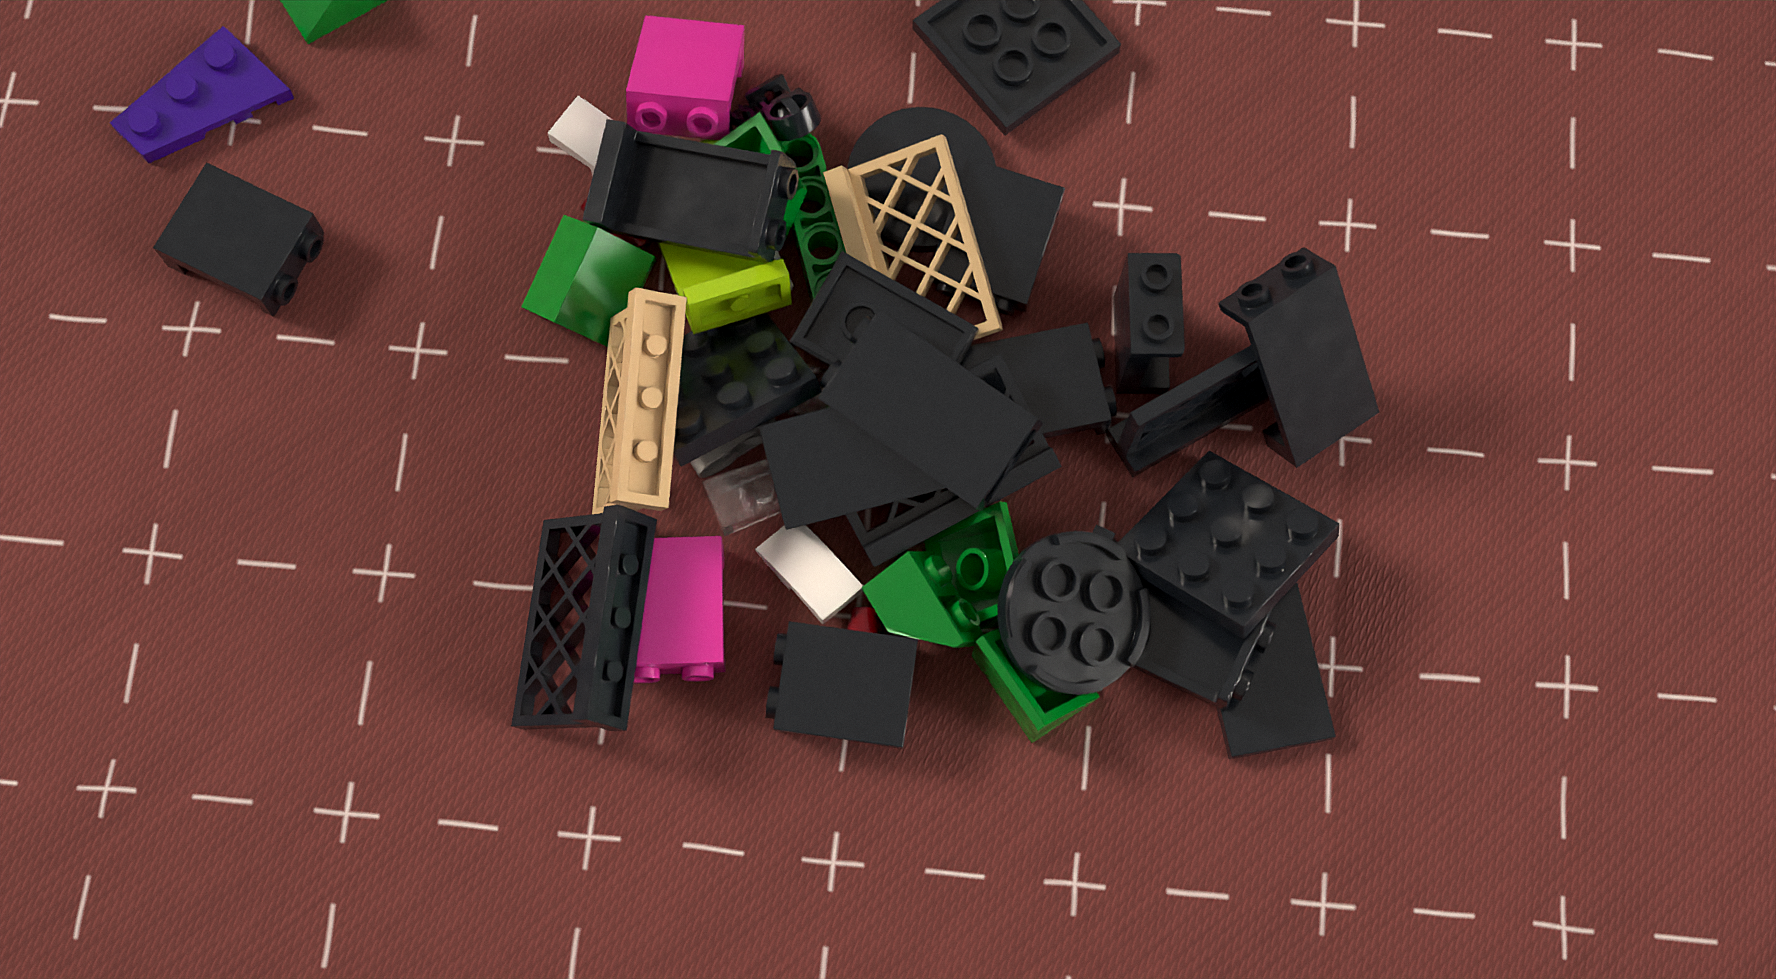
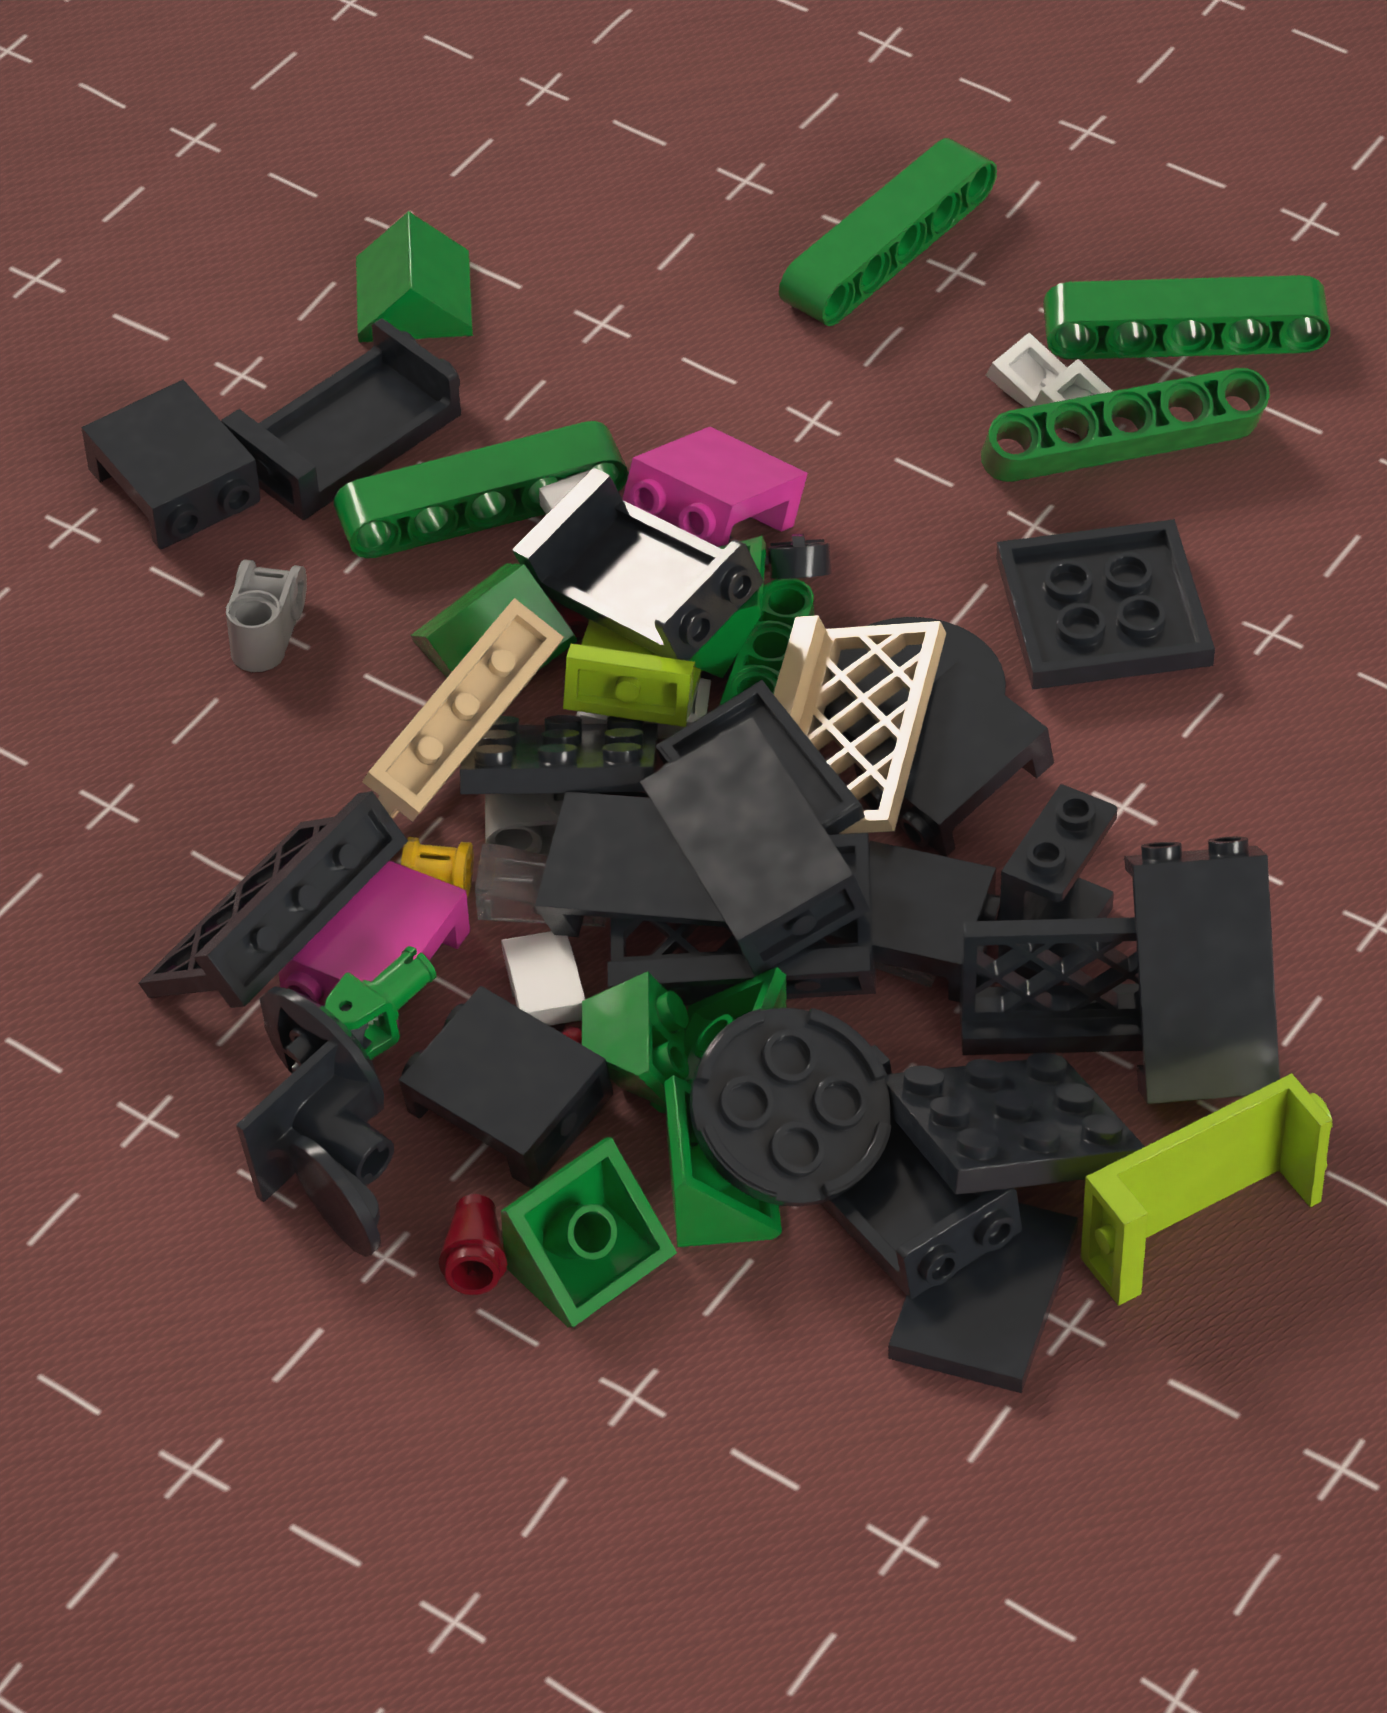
camera: 35 degrees right, 25 degrees down
(201, 93) = (230, 336): dark purple wing -> none
(352, 131) = (350, 422): none -> black panel
(397, 337) = (263, 614): none -> light grey piece
(493, 151) = (470, 489): none -> green beam
(691, 518) = (441, 862): none -> yellow bush
(746, 804) = (321, 1111): none -> black piece
(900, 829) = (473, 1249): none -> dark red cone
(981, 784) = (583, 1235): none -> green slope
(1342, 594) = (1196, 1167): none -> lime panel

